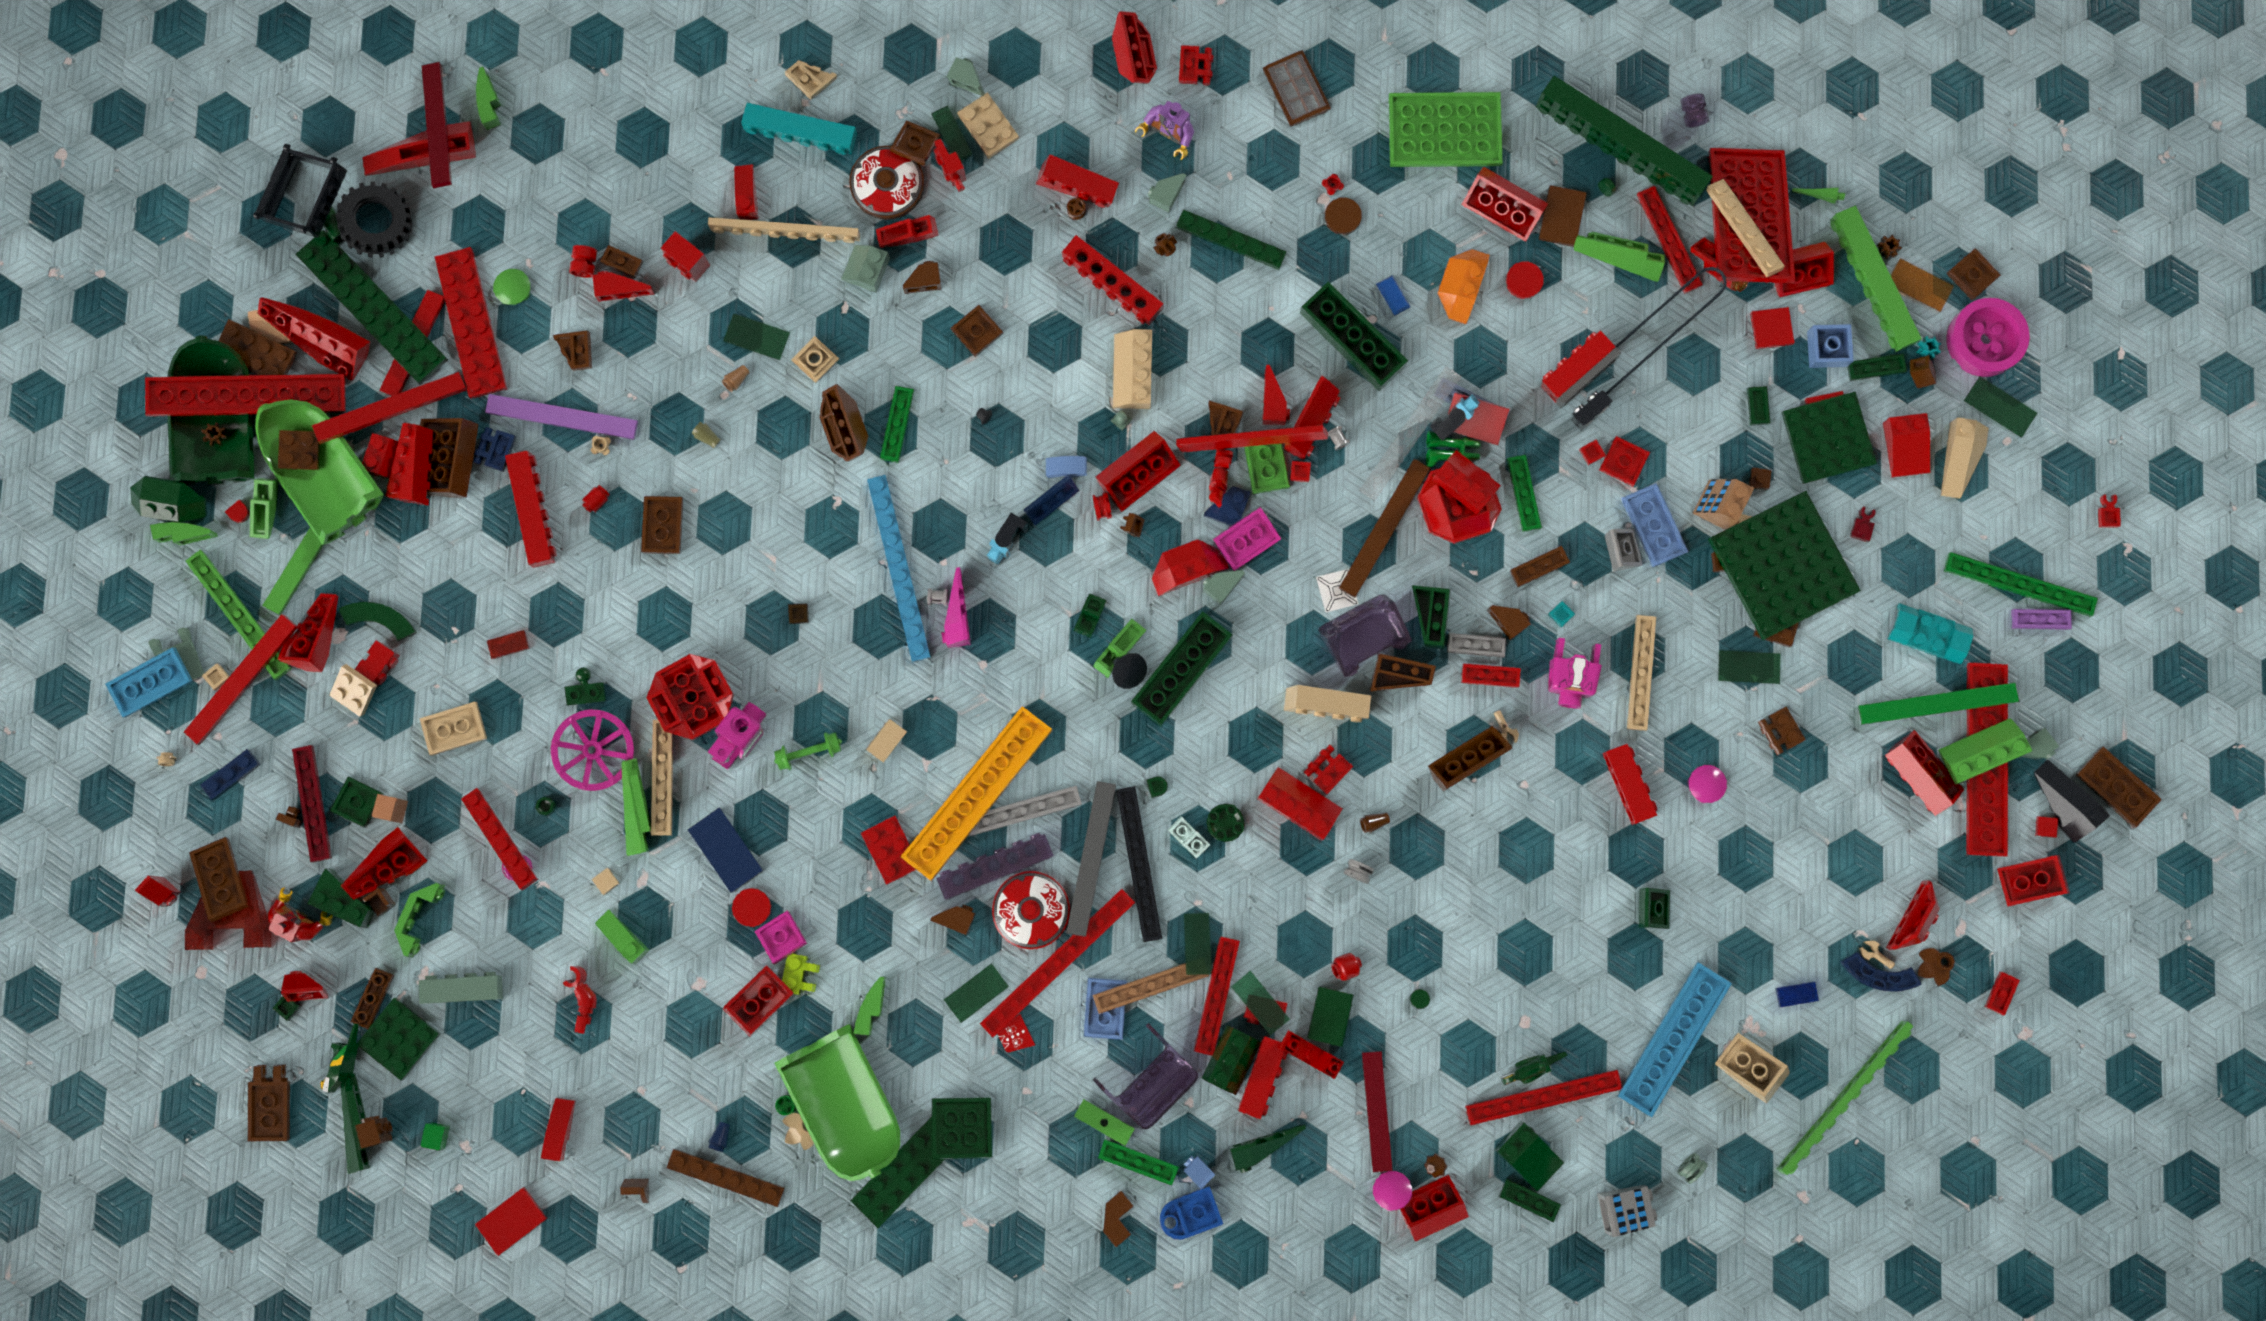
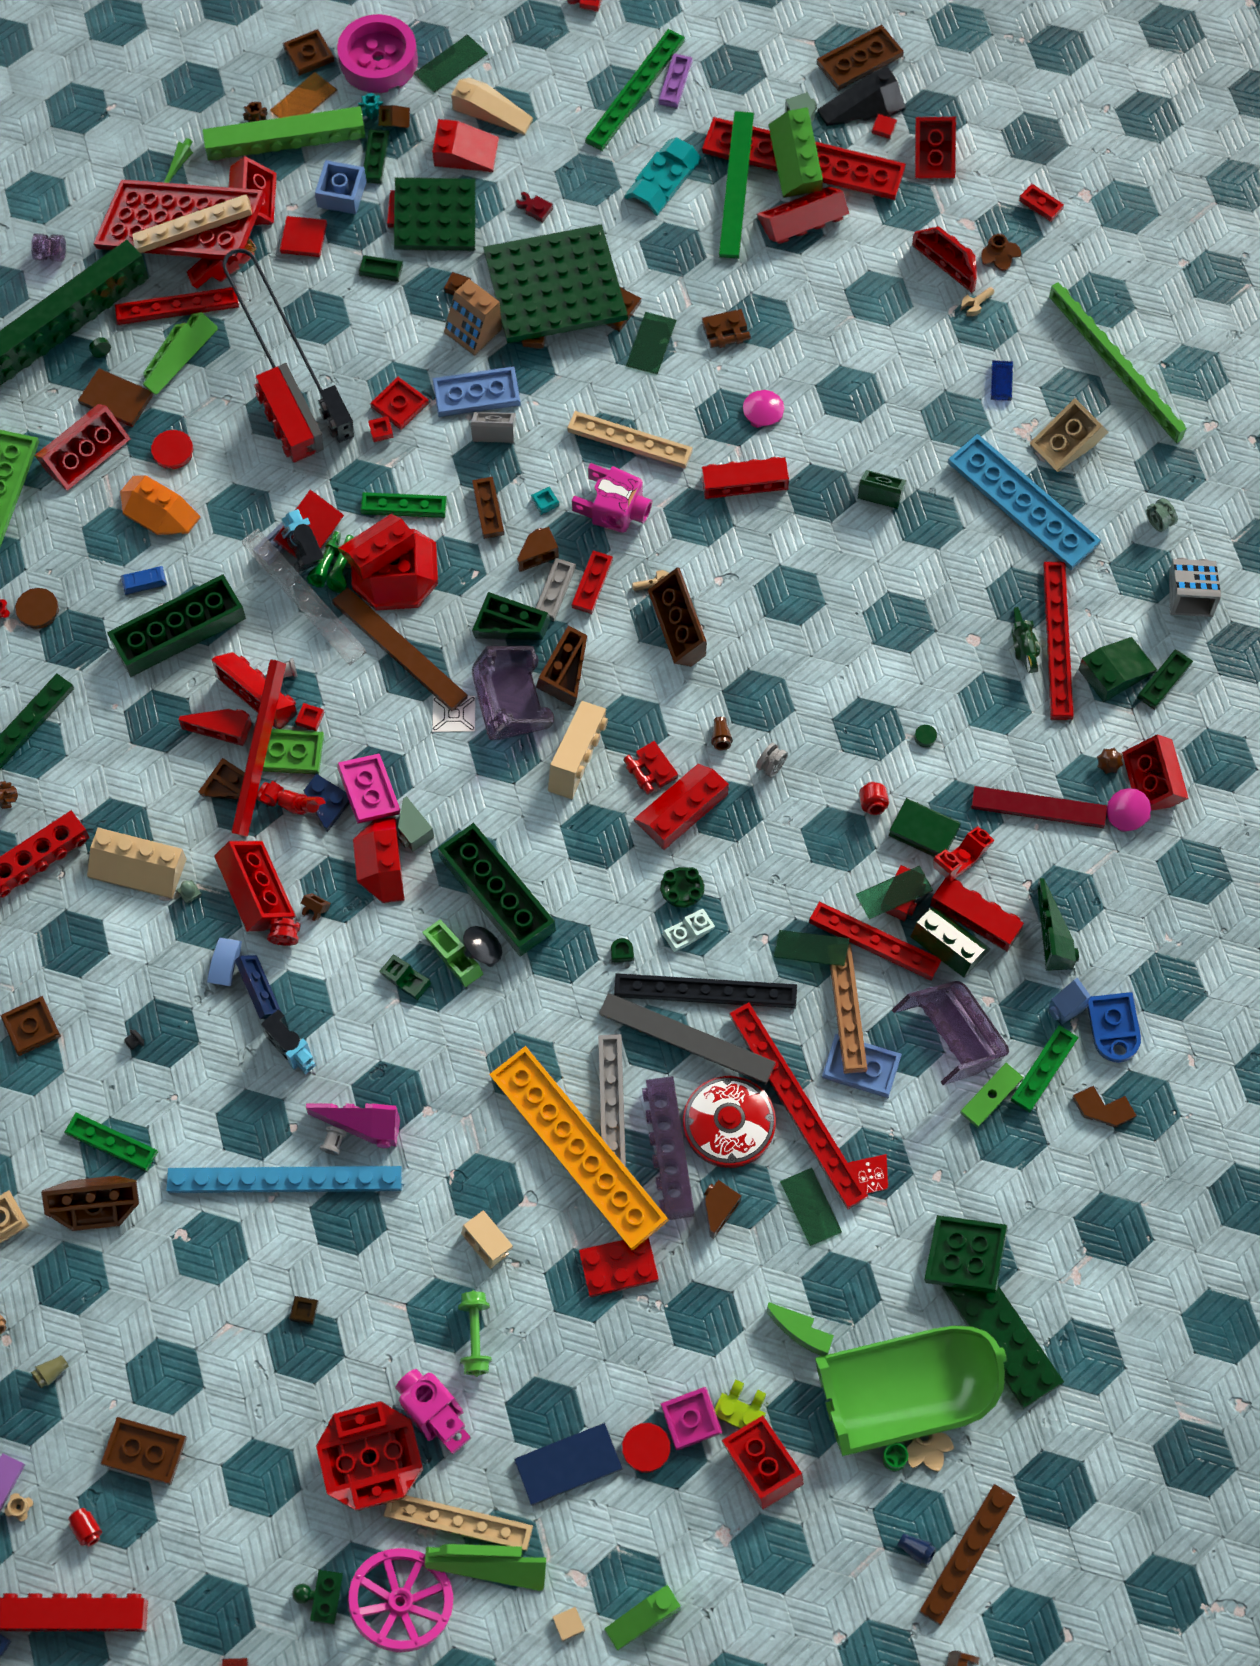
camera: 75 degrees left, 15 degrees down
(1878, 979) = (1003, 305): dark blue tile -> none

